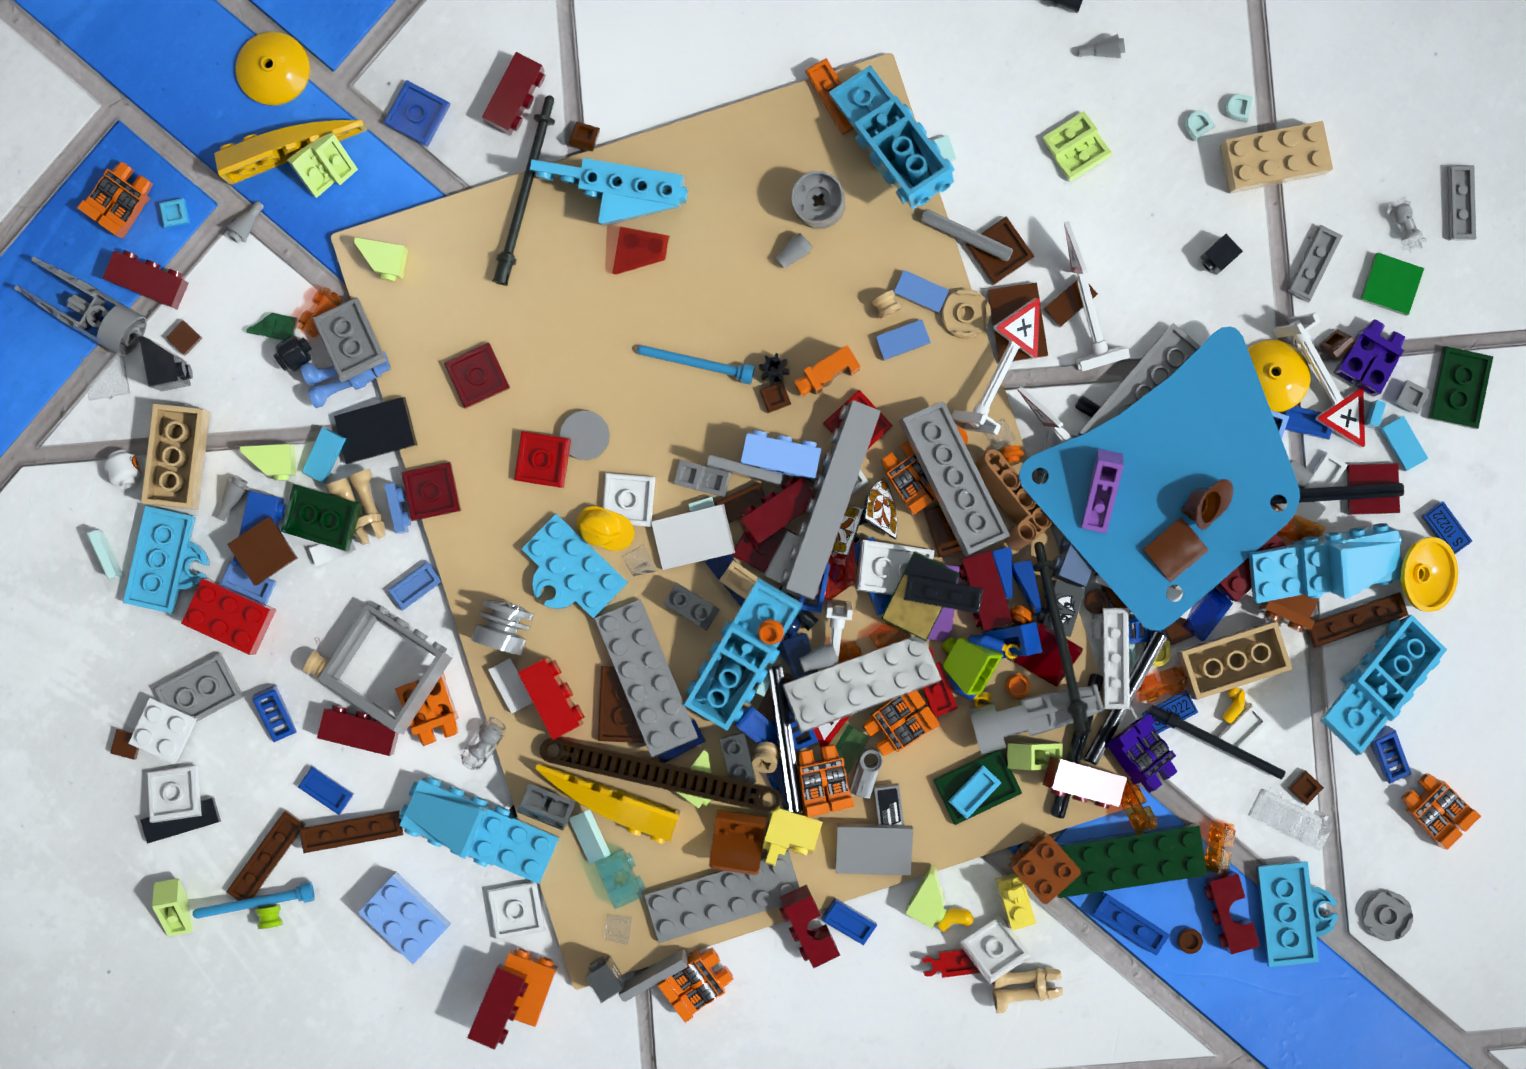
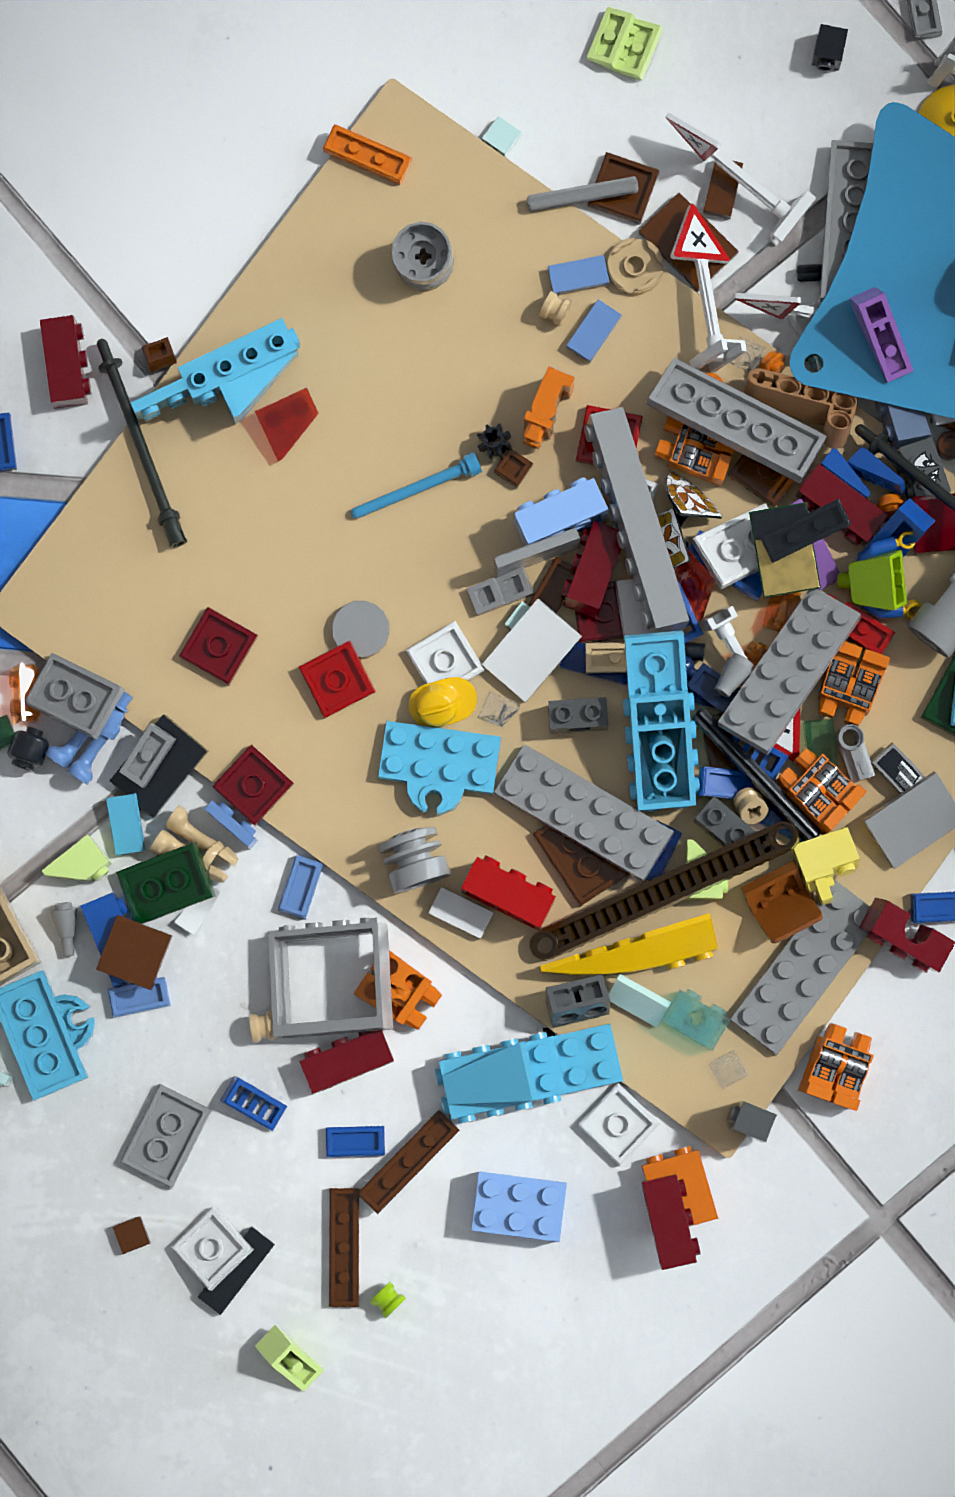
camera: 30 degrees left, 5 degrees down
(162, 730) = (158, 1194): white plate -> none
(228, 616) = (144, 1040): red brick -> none
(303, 893) = (403, 1254): dark azure piece -> none
(370, 418) = (147, 755): none -> light grey plate
(384, 258) = (51, 598): yellowish green slope -> none
(489, 734) = (473, 971): clear piece -> none
(654, 975) = (795, 1087): light grey tile -> none
(762, 688) = (699, 742): light aqua tile -> none
(771, 631) = (672, 676): orange plate -> none
(794, 250) = (433, 319): light grey cone -> none
(893, 138) = (452, 149): medium azure wedge -> none
(1017, 685) = (935, 573): orange plate -> none

